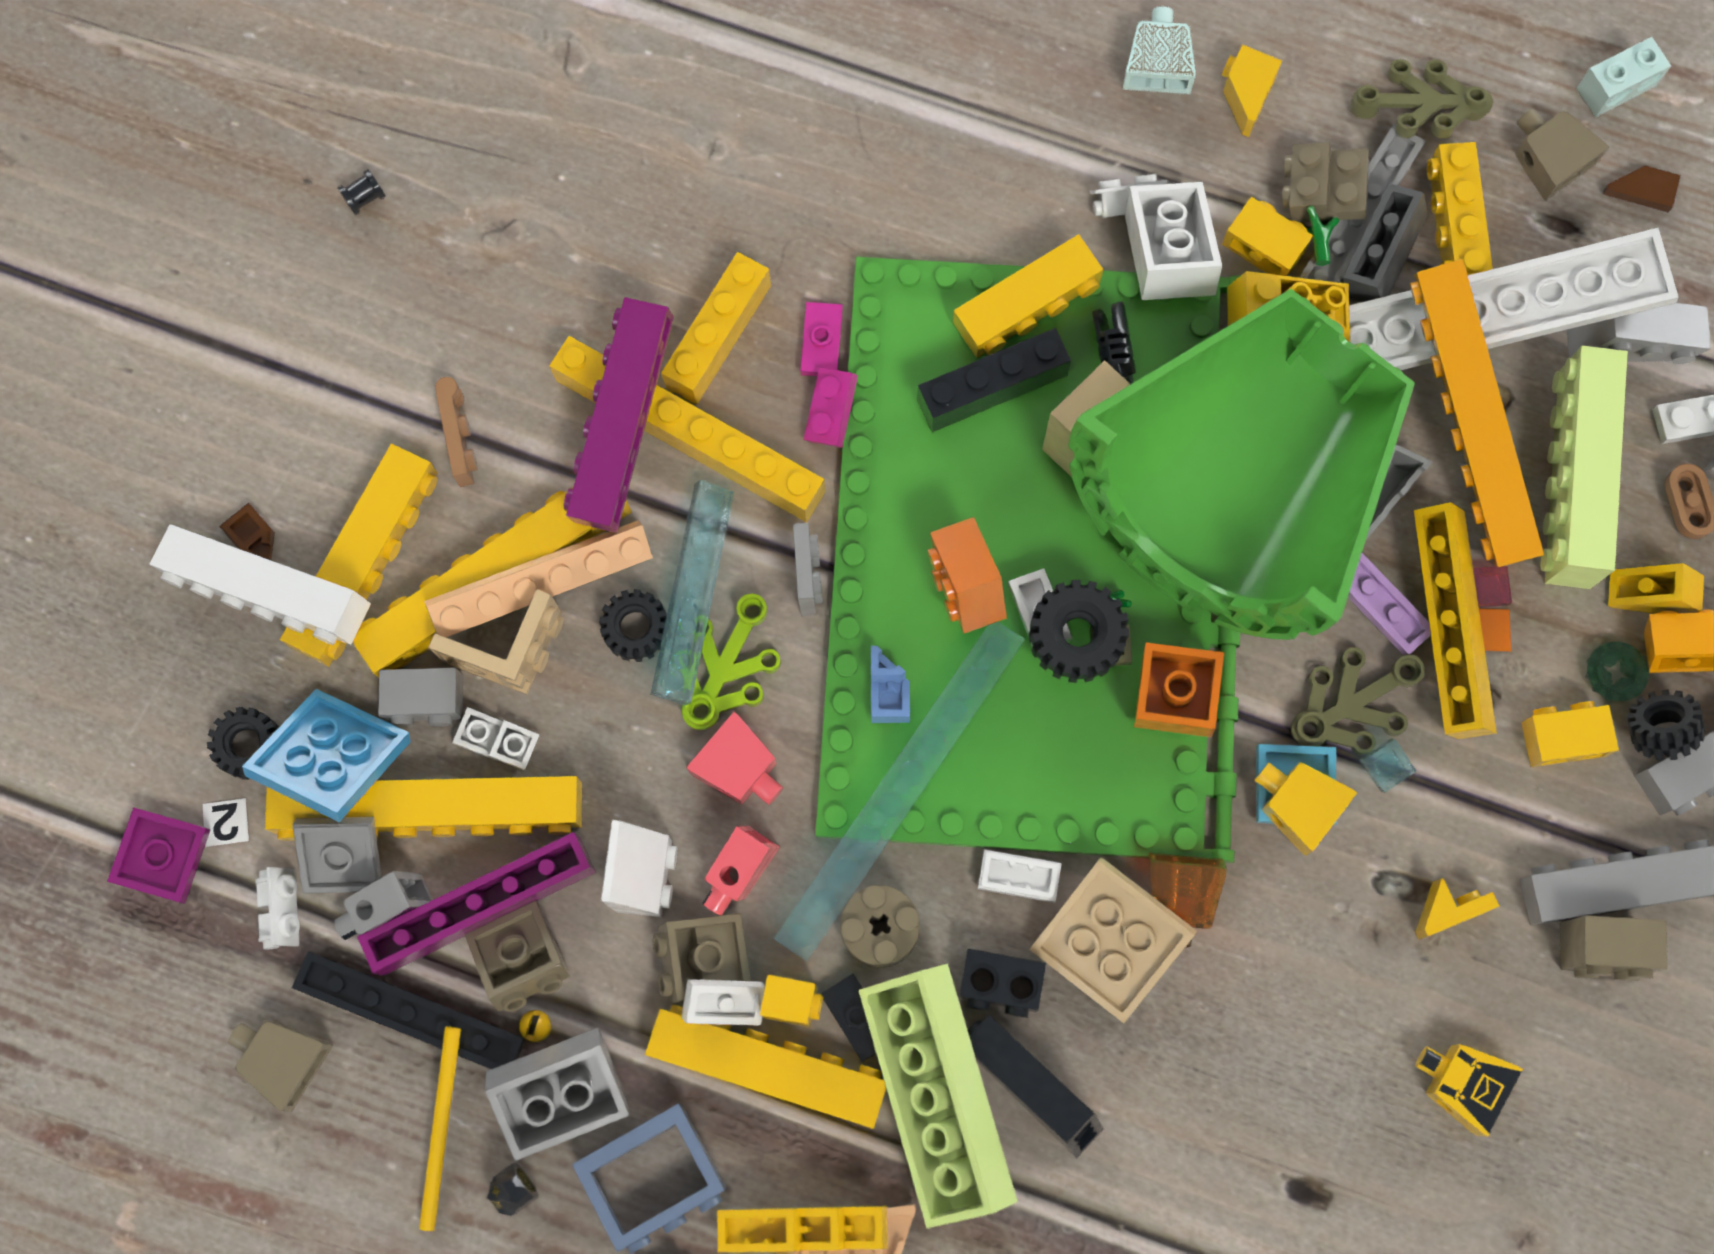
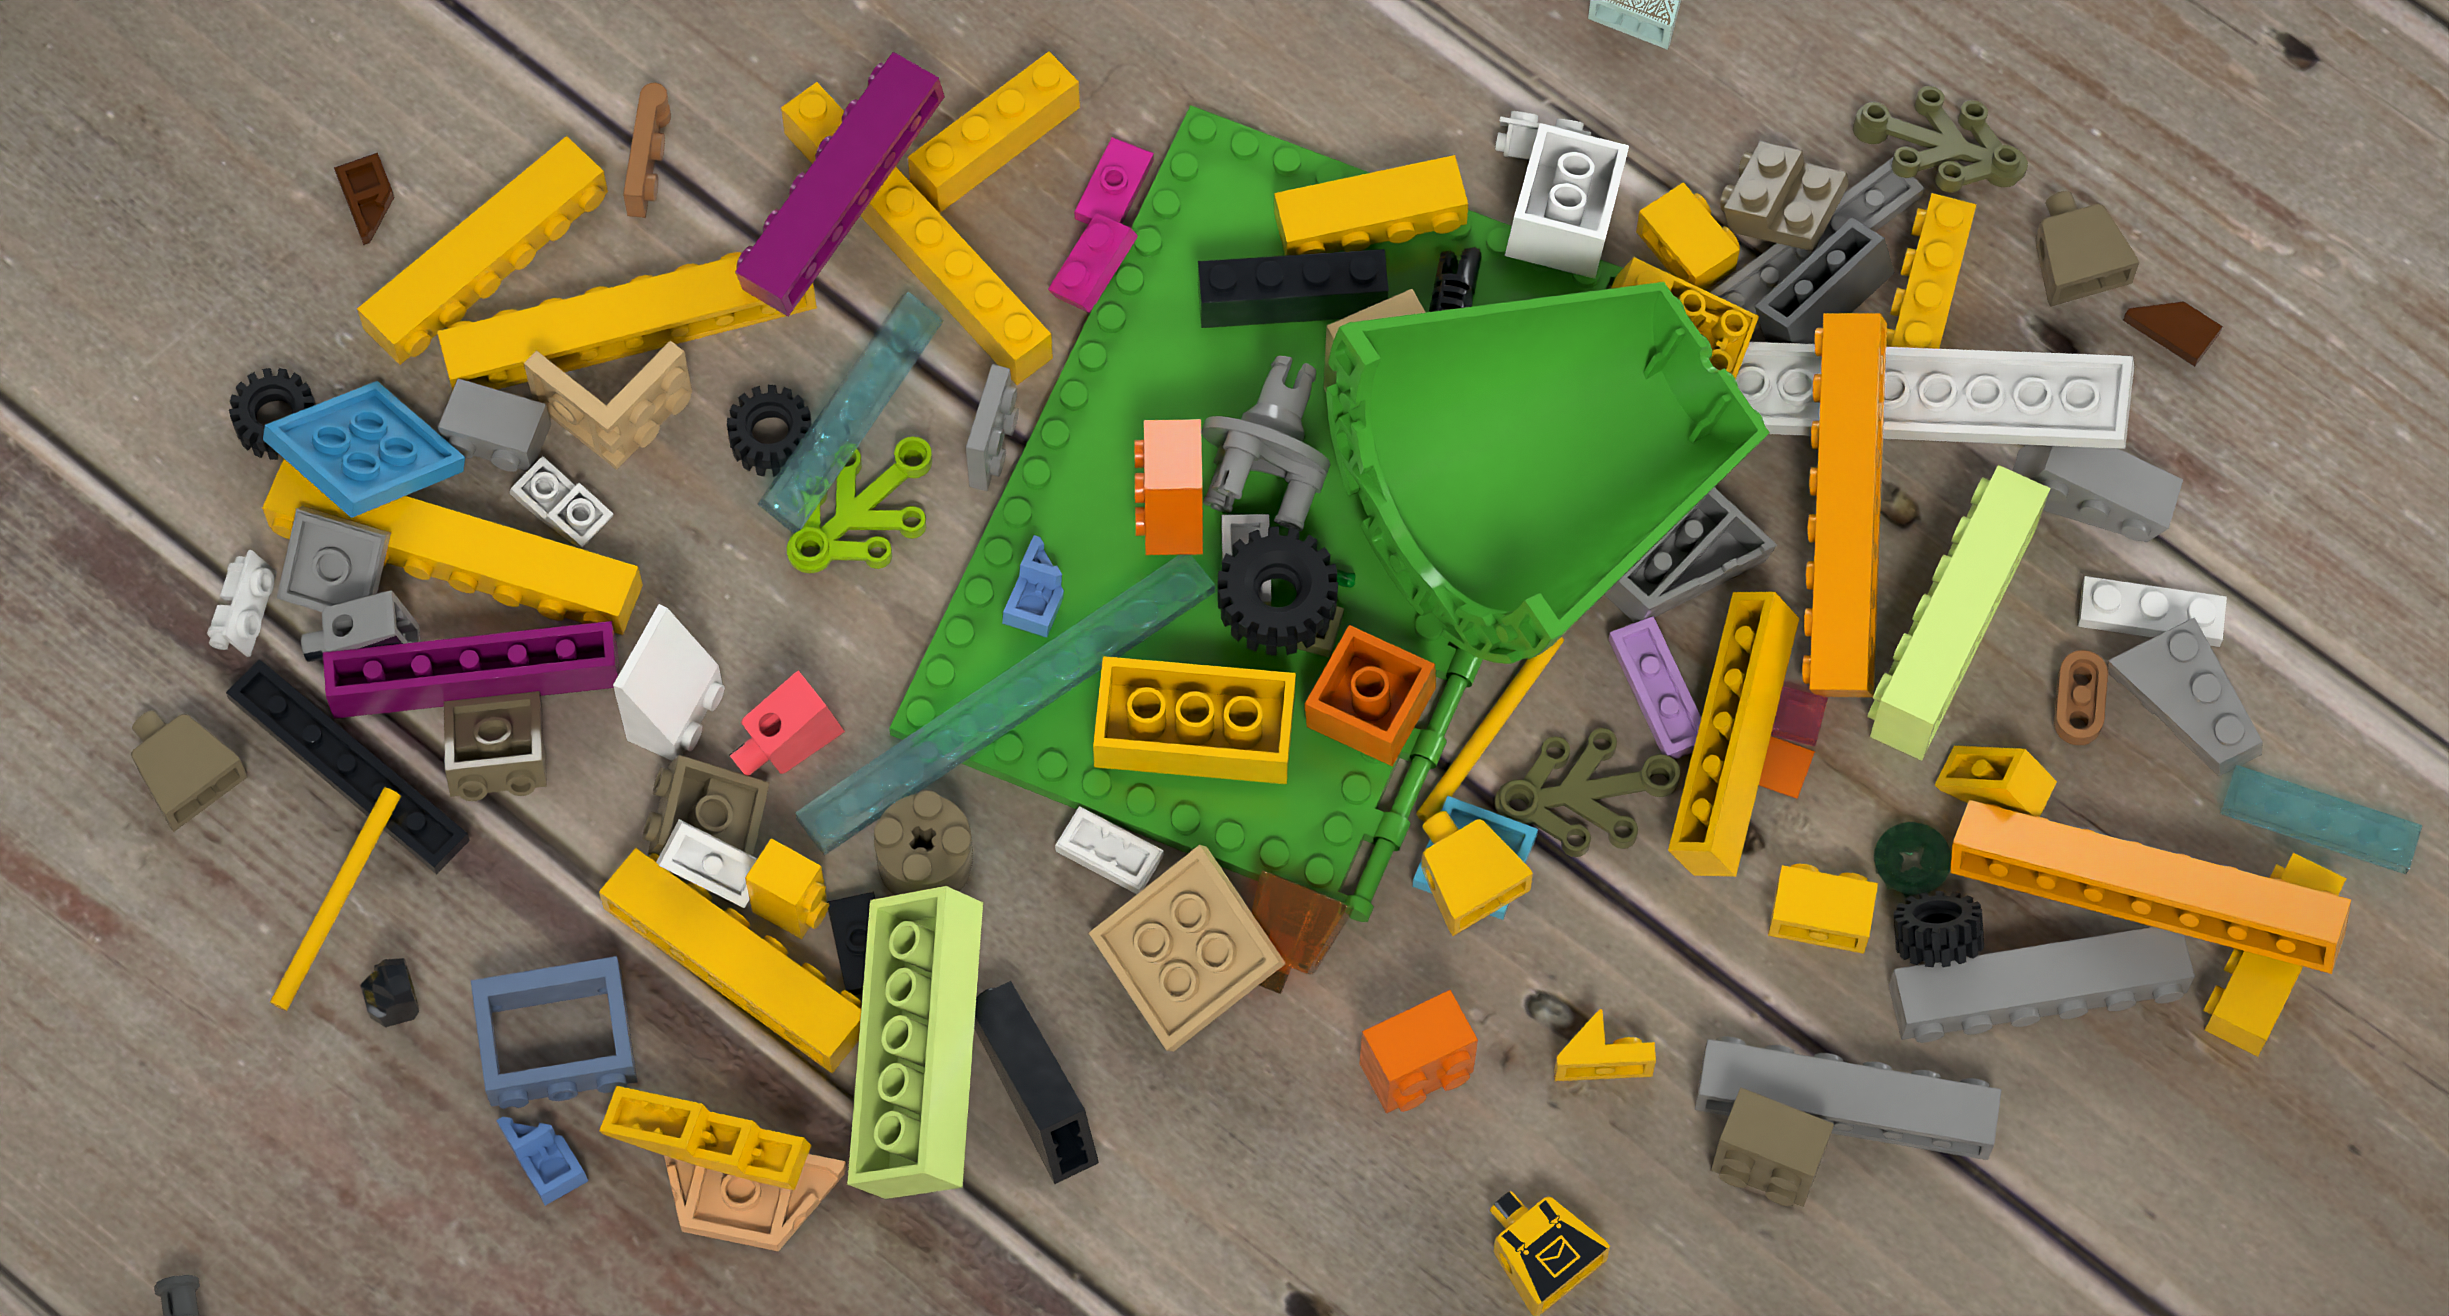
camera: 15 degrees right, 10 degrees down
(159, 855) = (129, 502): magenta plate -> none
(226, 821) = (217, 495): white sticker -> none
(260, 584) = (357, 240): white brick -> none
(542, 1029) = (493, 833): yellow hinge -> none
(551, 574) = (702, 337): light nougat plate -> none
(556, 1094) = (483, 899): light grey brick -> none
(736, 763) = (827, 618): coral torso -> none
(1003, 971) = (1050, 946): black brick -> none
(1026, 512) = (1269, 442): none -> light grey piece
(1053, 755) = (1194, 720): none -> yellow brick
(1248, 85) = (1739, 59): yellow slope -> none
(1258, 702) = (1486, 732): none -> yellow piece
(1321, 236) = (1750, 254): green bar -> none
(1321, 963) = (1418, 1053): none -> orange brick
(1388, 765) = (1592, 871): clear light blue plate -> none
(1623, 76) = (2195, 191): light aqua brick -> none

